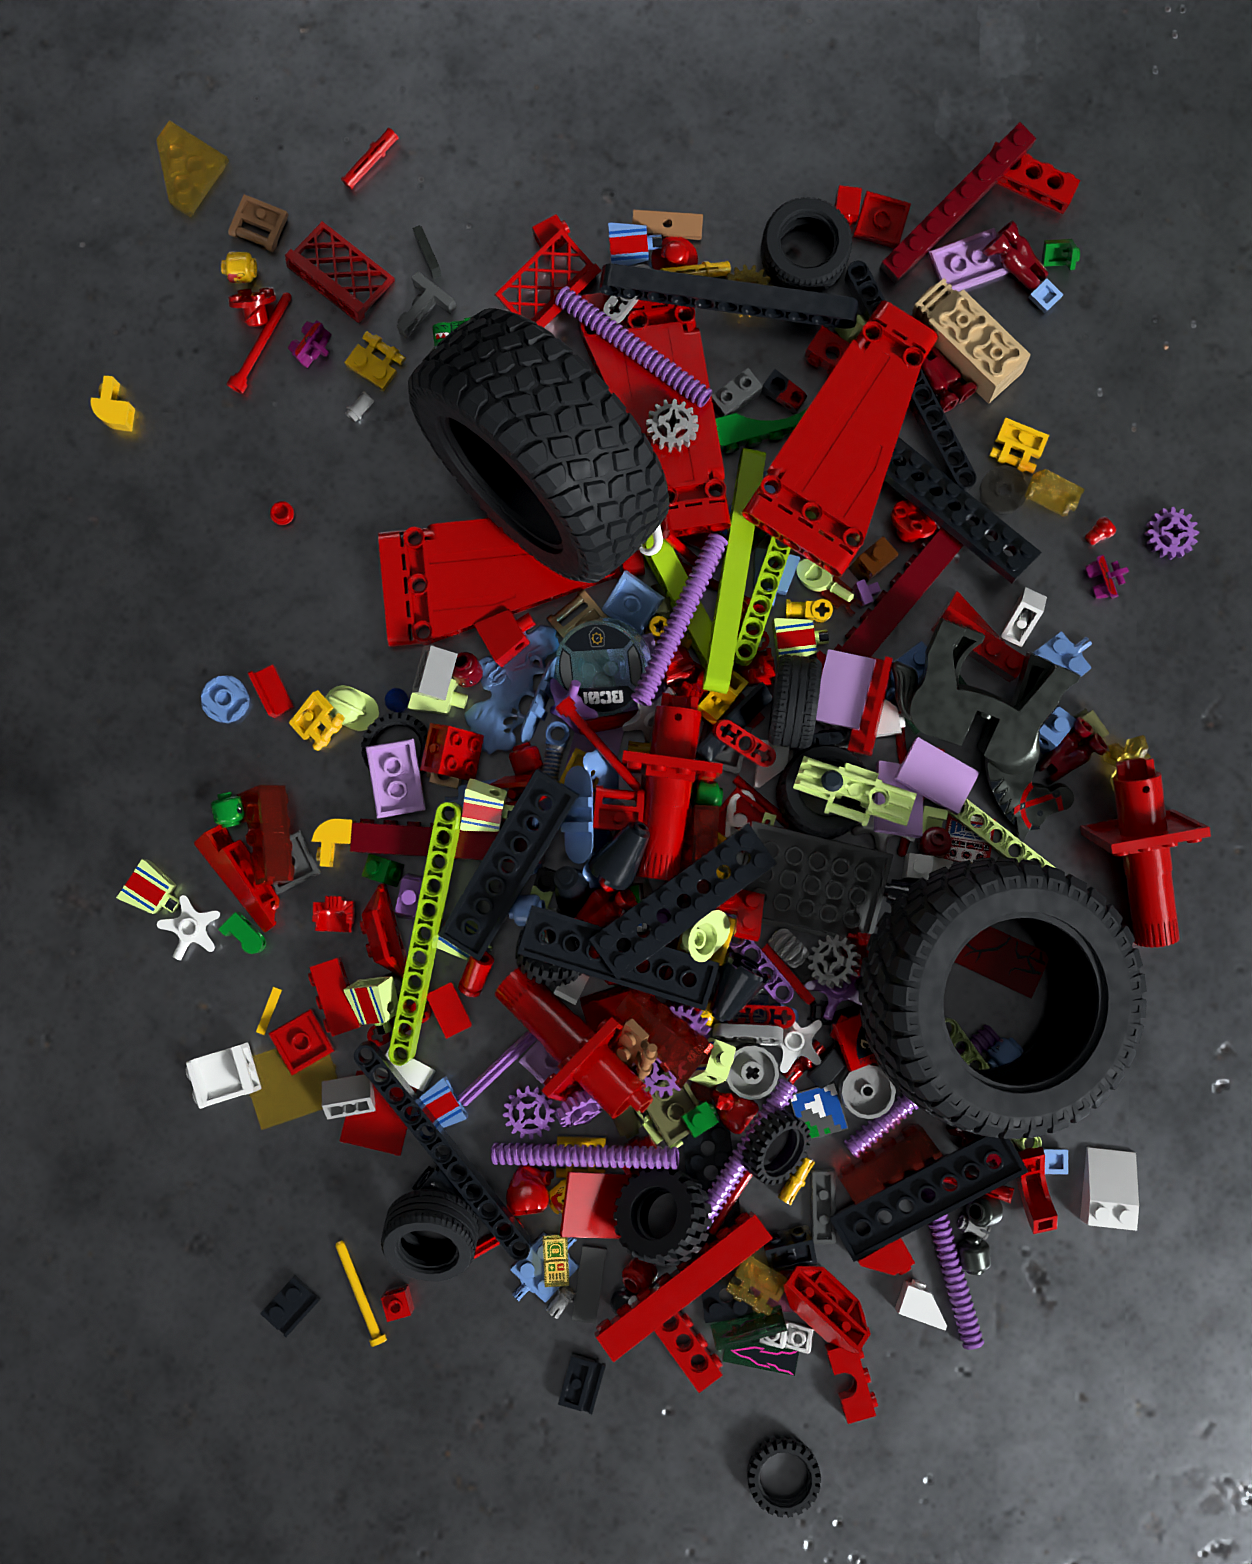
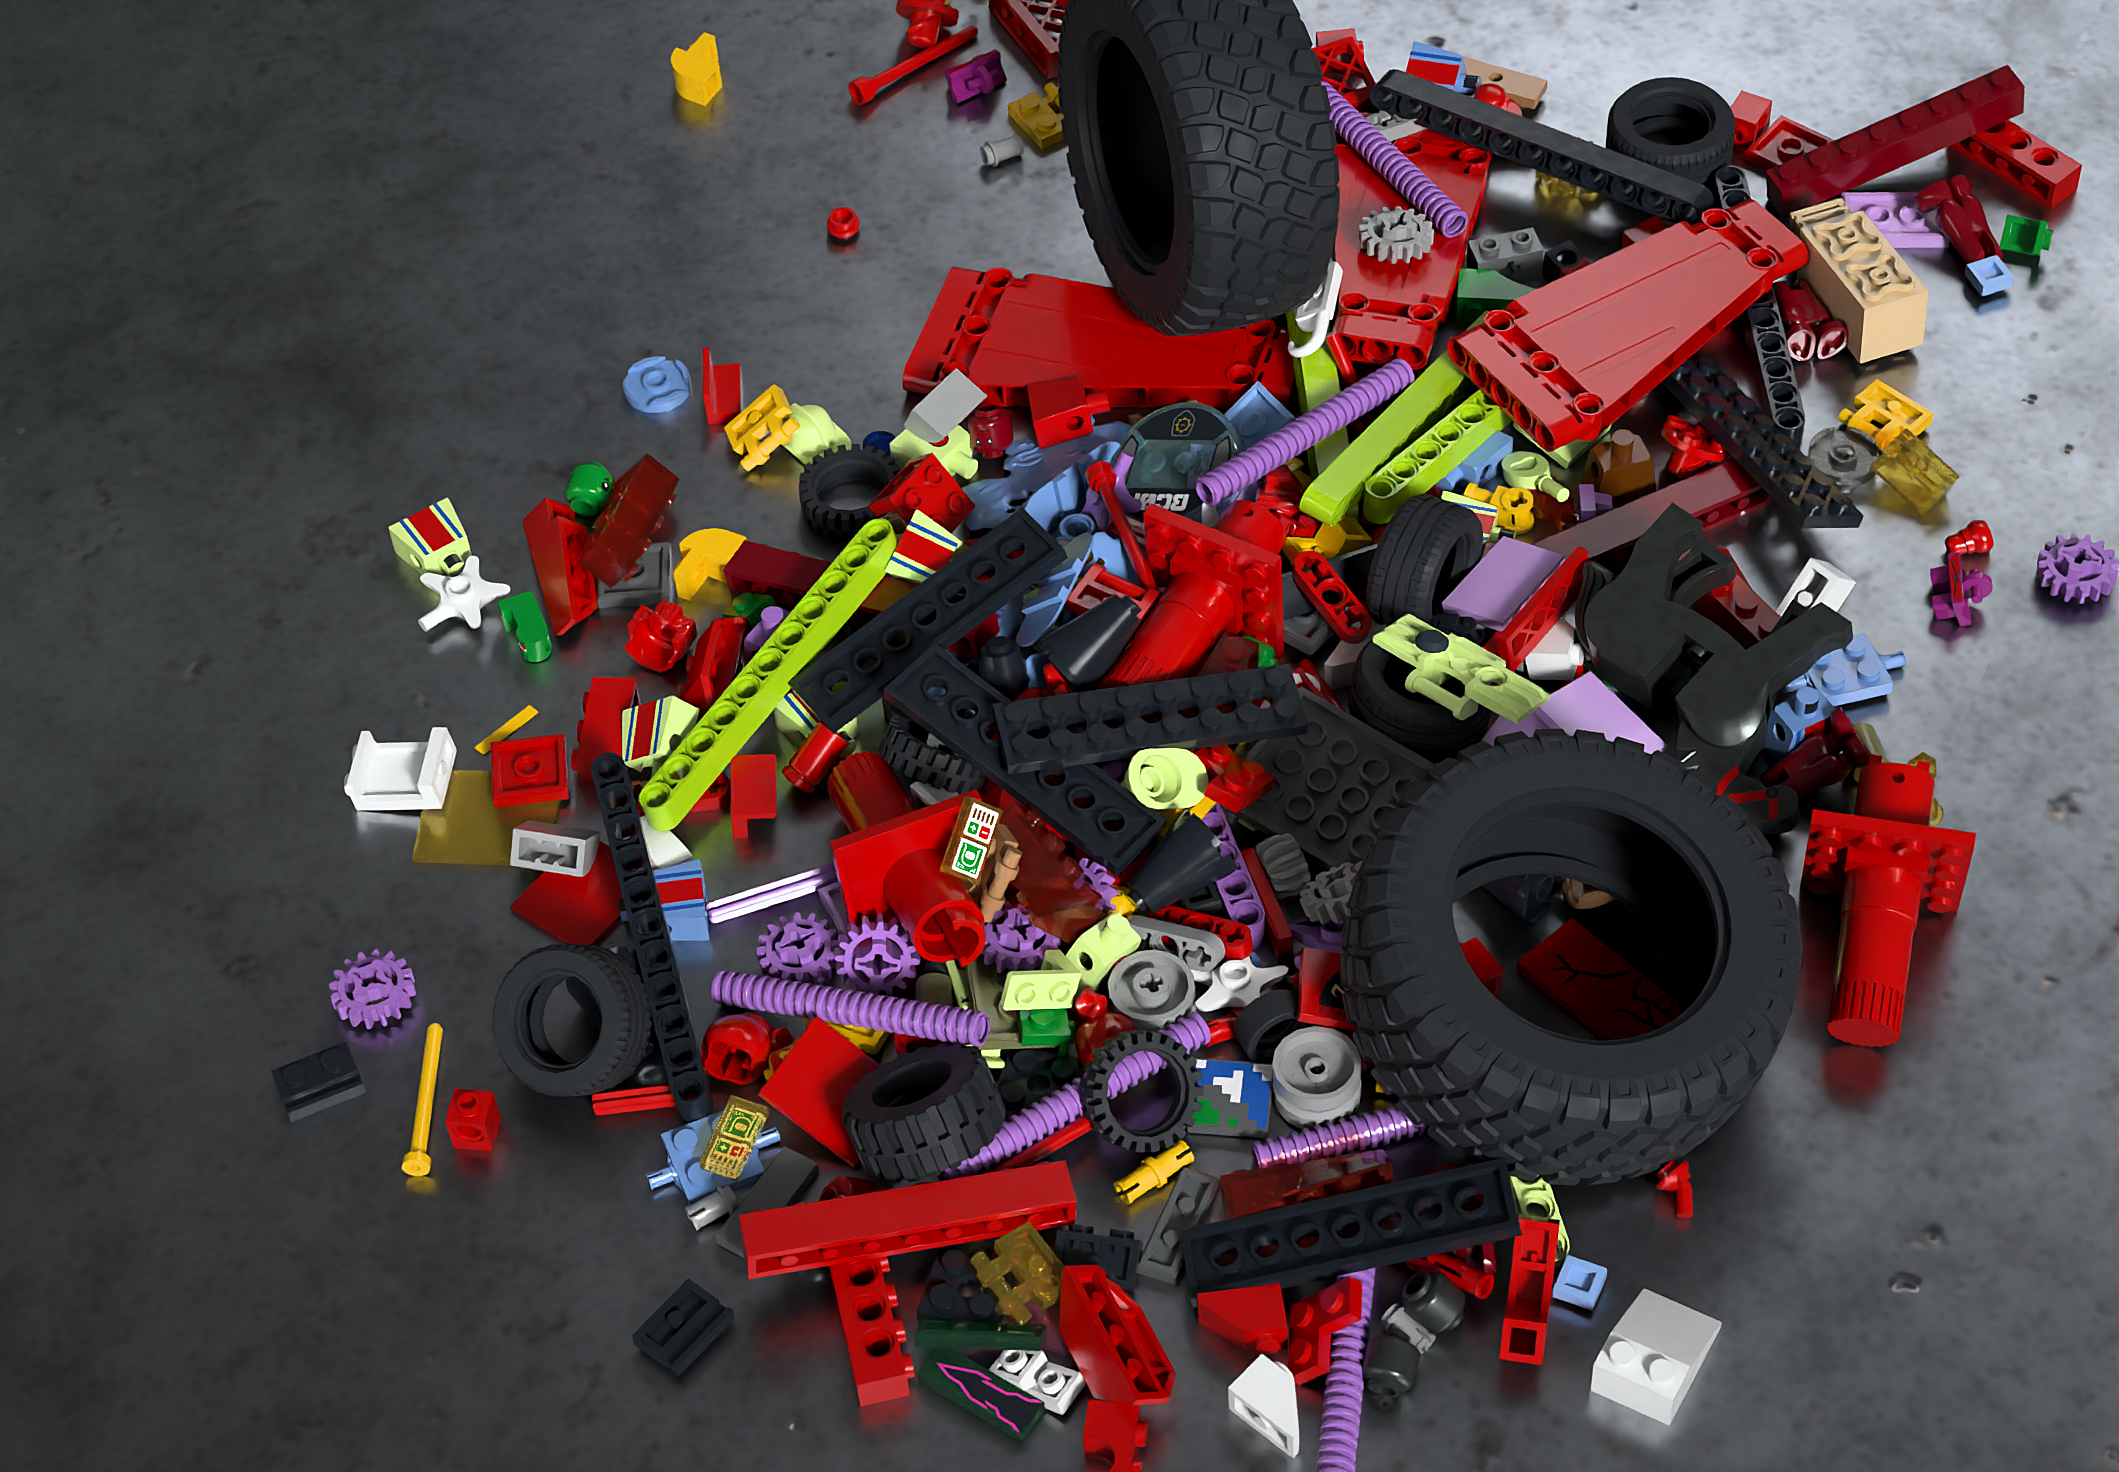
camera: 30 degrees right, 35 degrees down
(279, 1237) = (372, 989): none -> medium lavender gear
(395, 778) = (829, 508): lavender tile -> none
(622, 1049) = (971, 840): none -> tile
(703, 1095) = (1042, 989): none -> yellowish green bracket
(927, 1247) = (1314, 1322): none -> red plate

